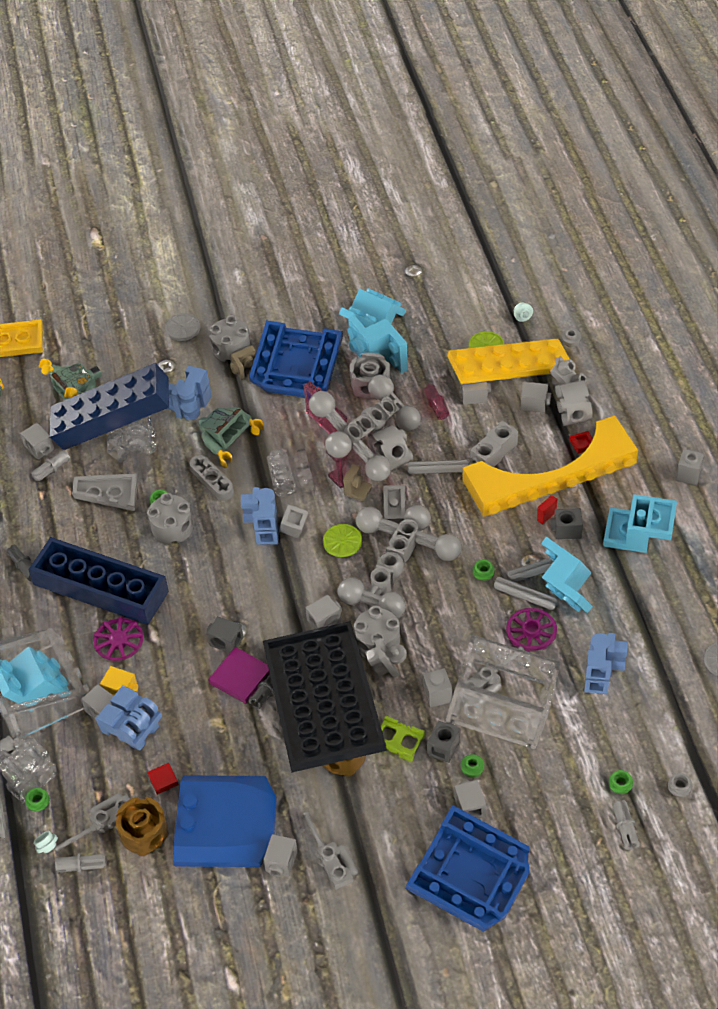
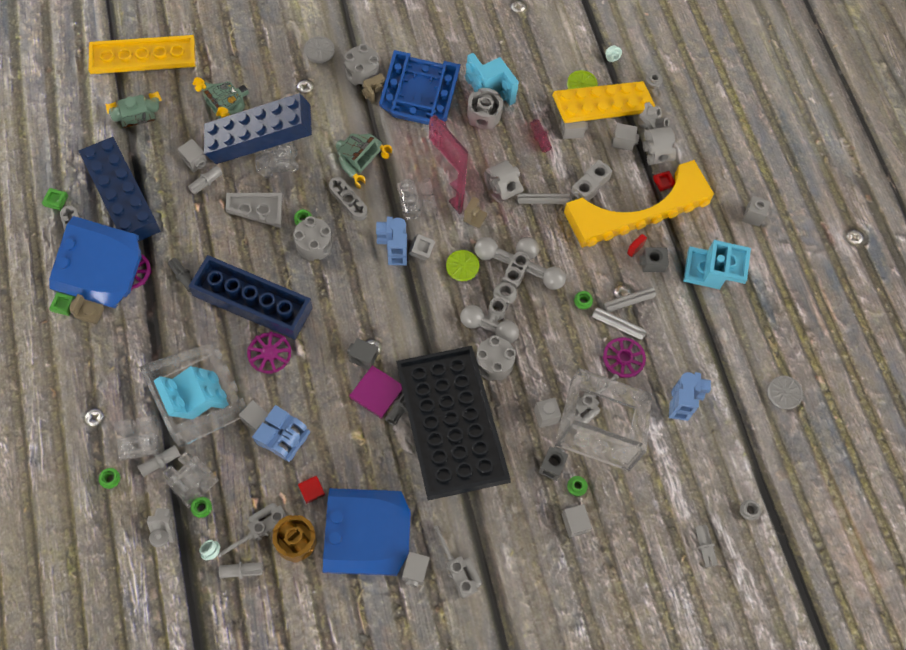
camera: 10 degrees left, 15 degrees up
(116, 678) = (271, 396): yellow brick -> none
(190, 395) = (327, 120): medium blue hips -> none
(324, 612) = (448, 336): light grey brick -> none
(371, 420) = (488, 156): light grey piece -> none
(373, 307) = (486, 44): medium azure bracket -> none
(385, 658) = (503, 384): light grey hips -> none
(394, 502) = (507, 233): light grey plate -> none
(401, 731) = (516, 452): lime piece -> none
(471, 870) = (578, 587): blue wedge -> none
(566, 576) = (656, 312): medium azure bracket -> none
(621, 776) = (706, 503): bright green plate -> none

